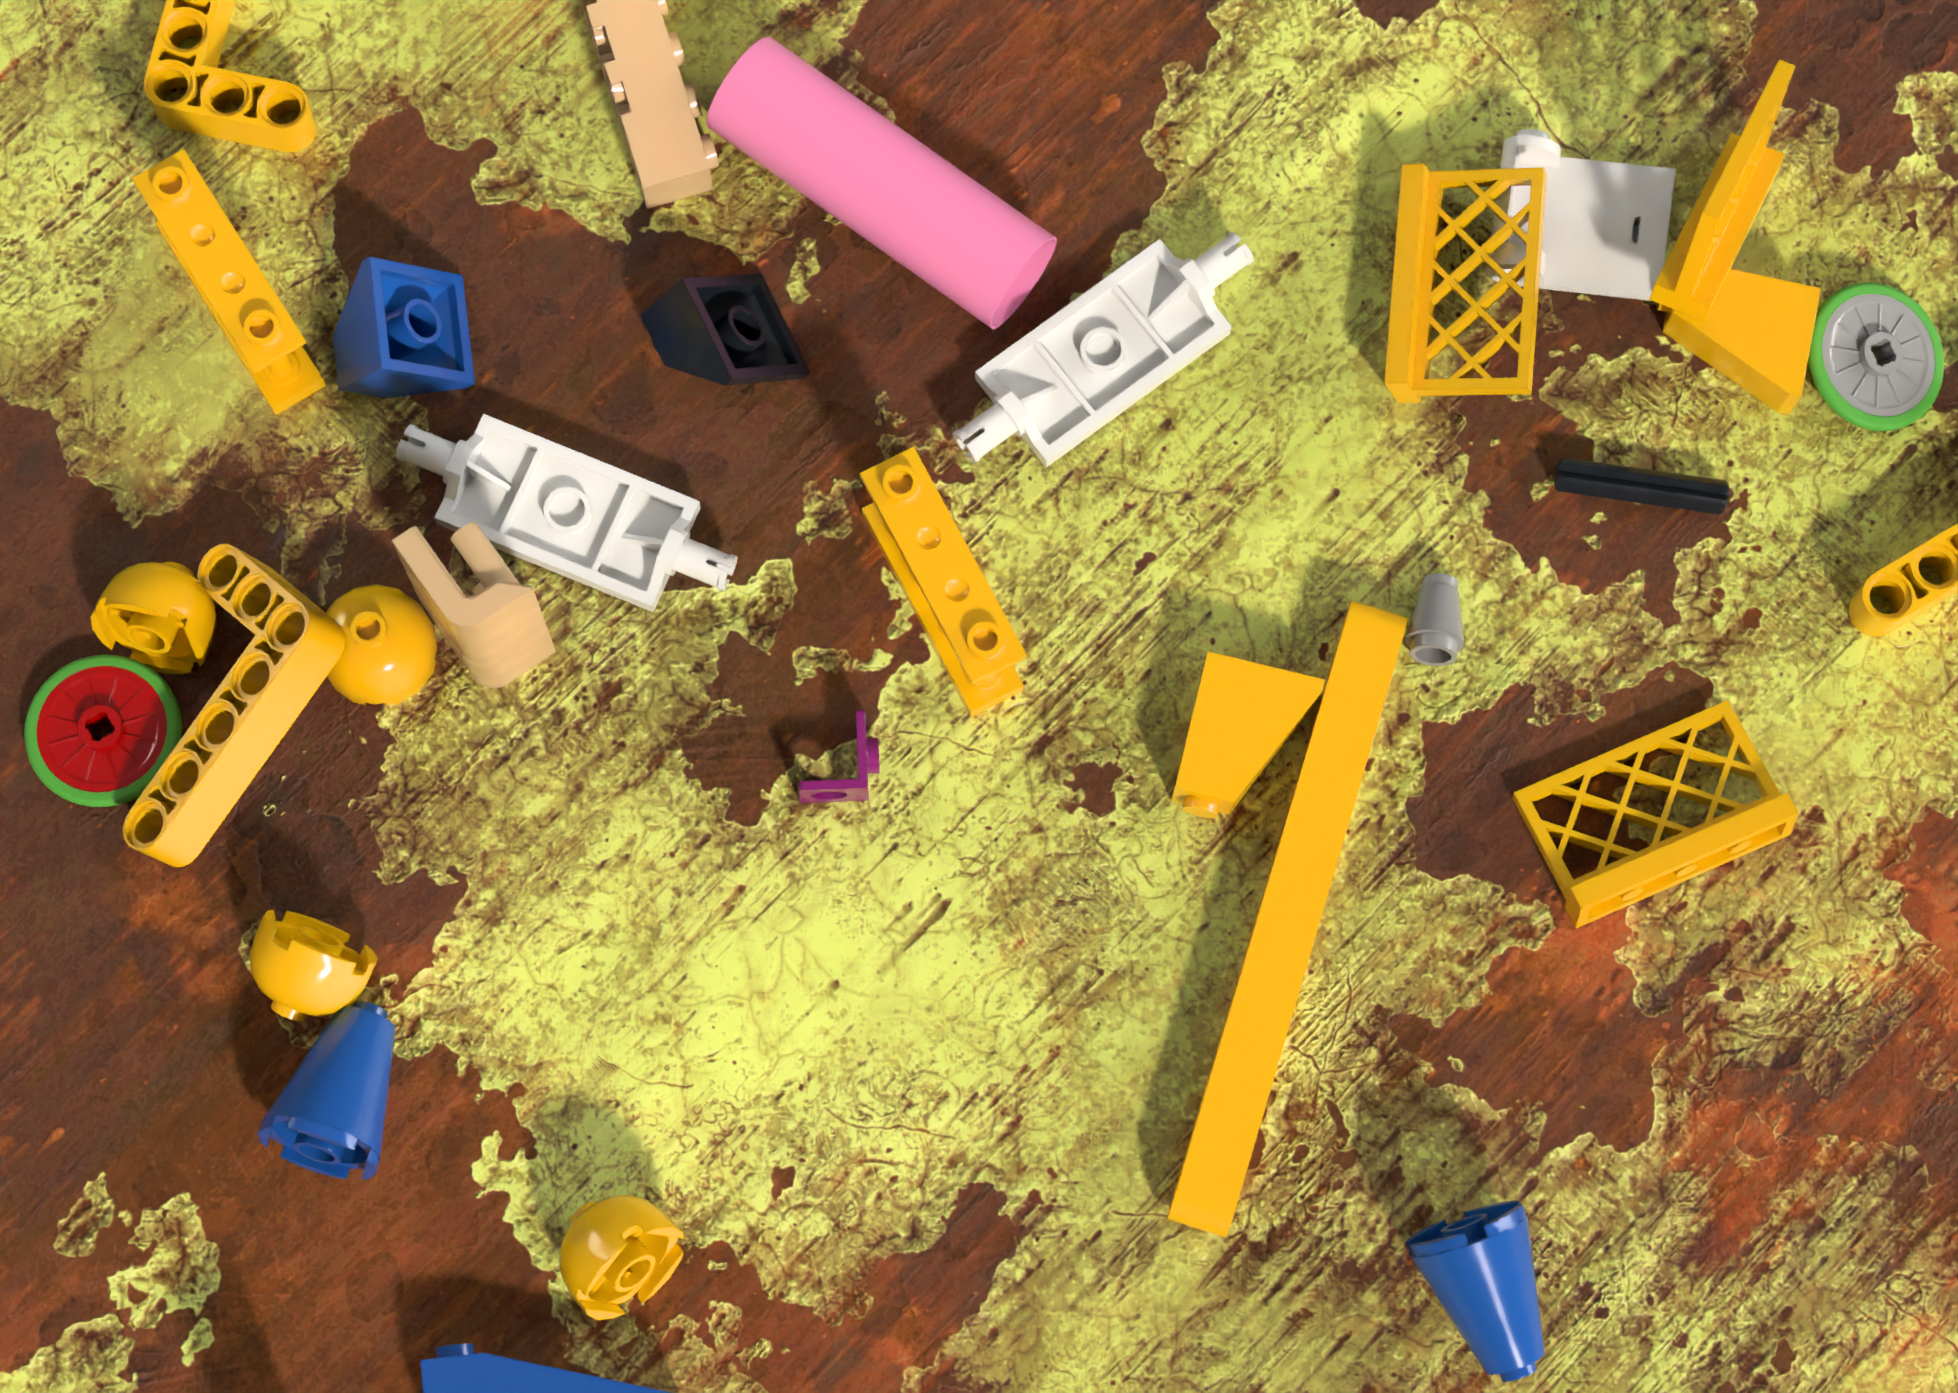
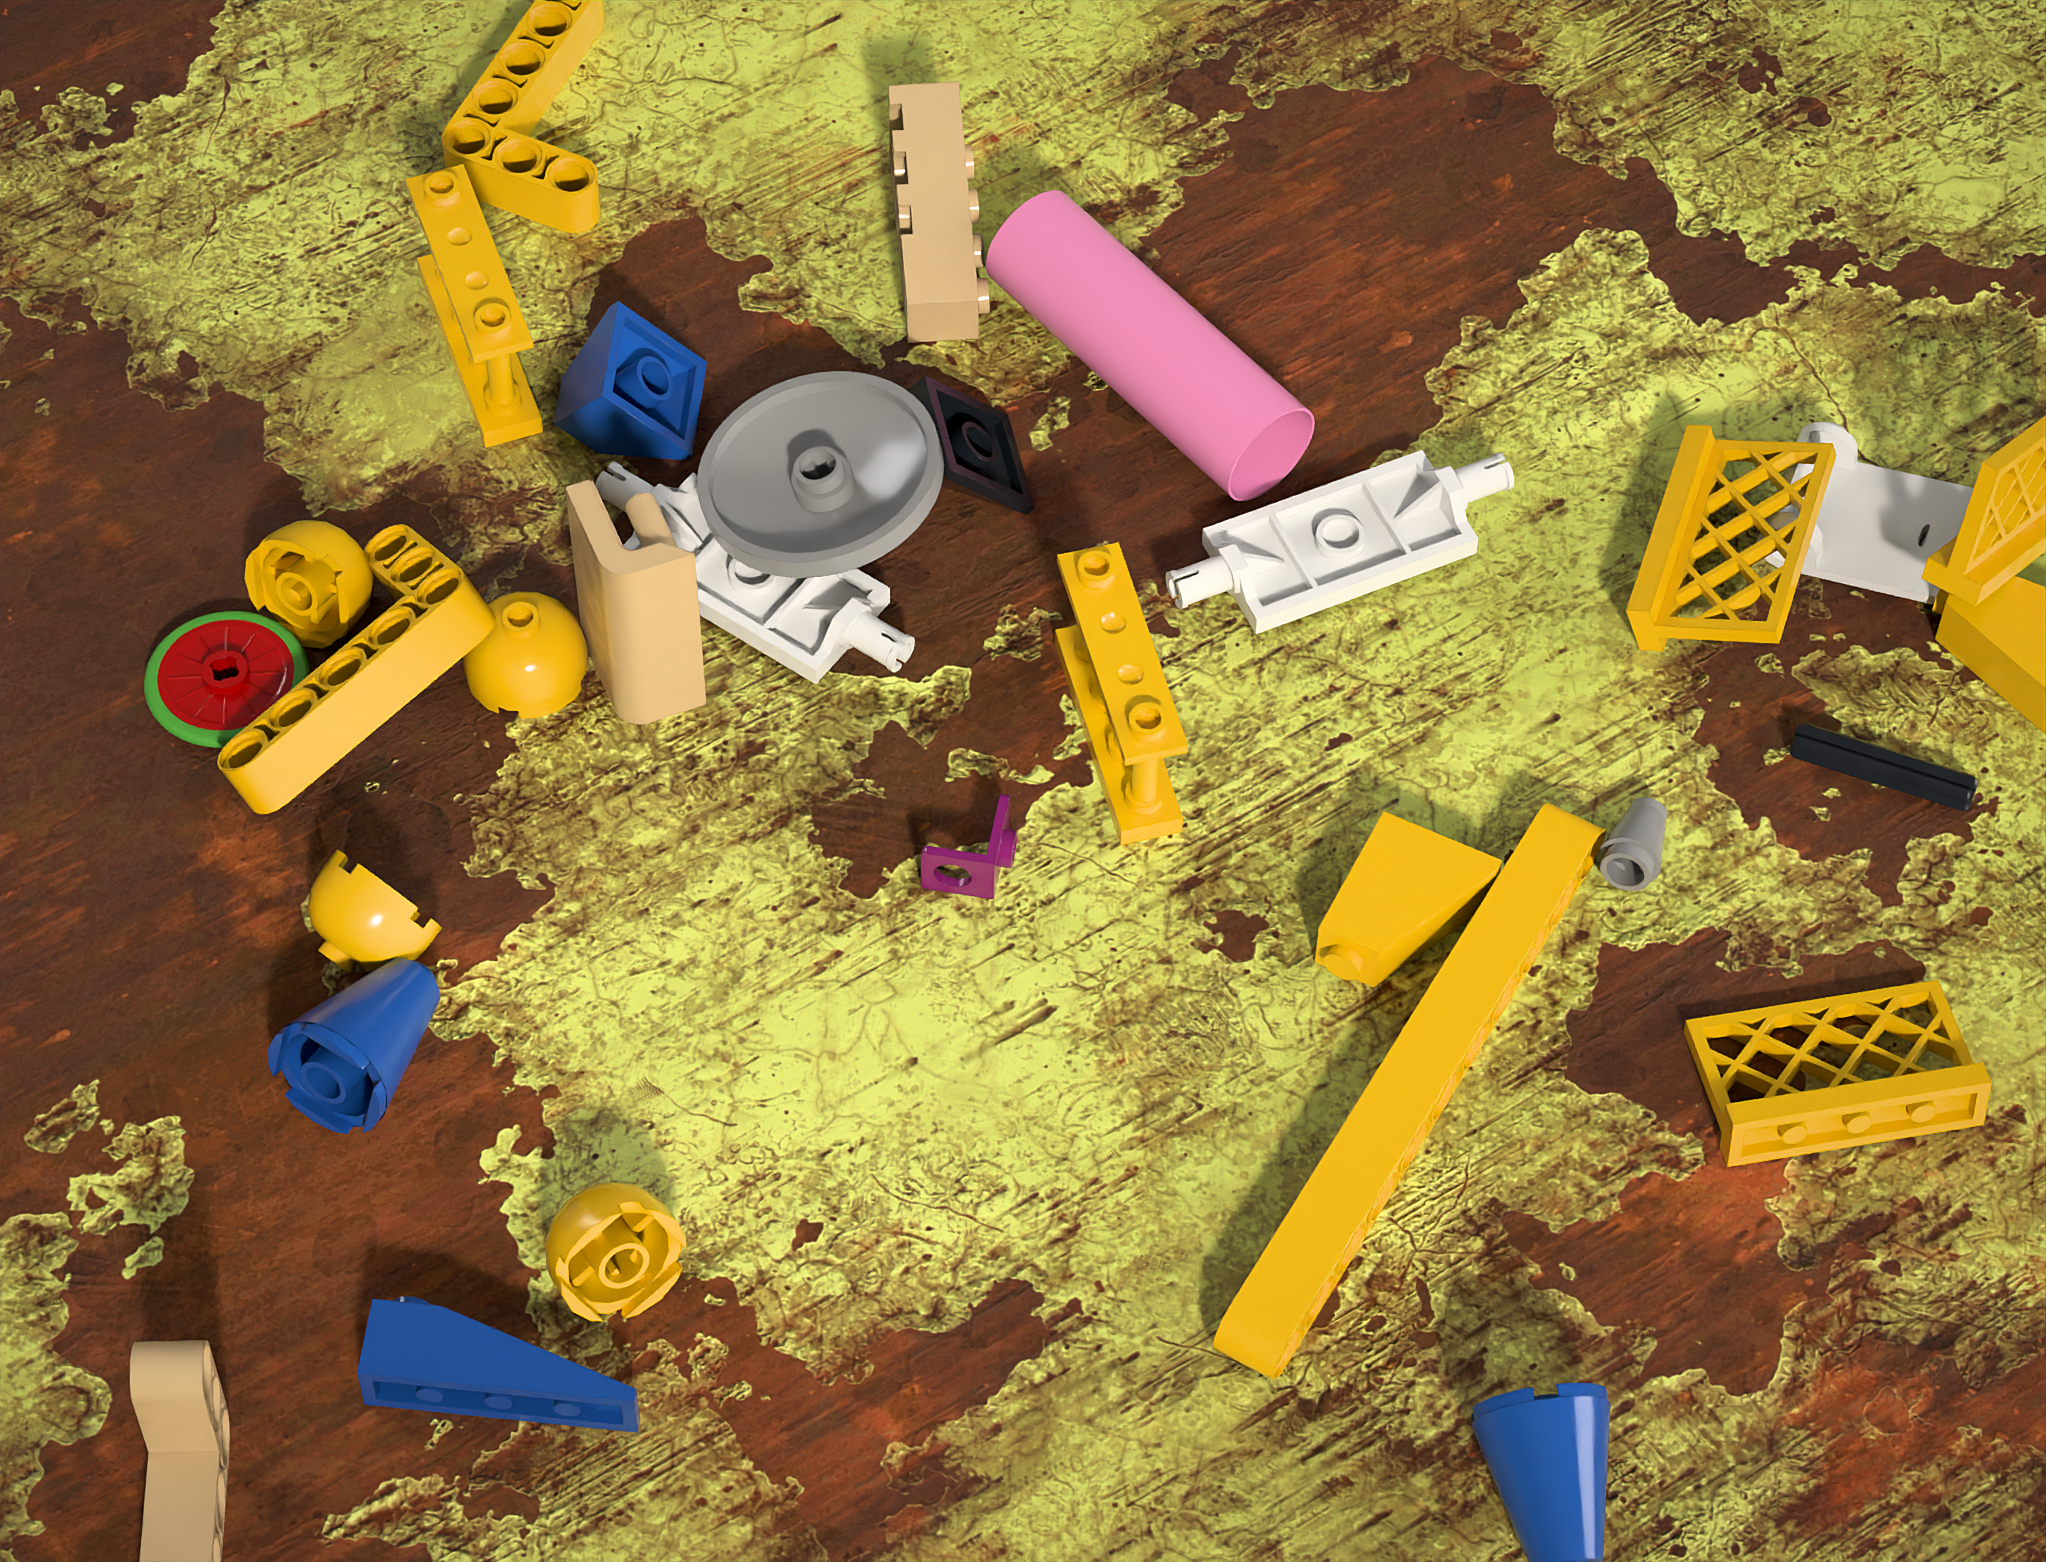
camera: 15 degrees right, 20 degrees down
(609, 404) = (820, 474): none -> light grey dish

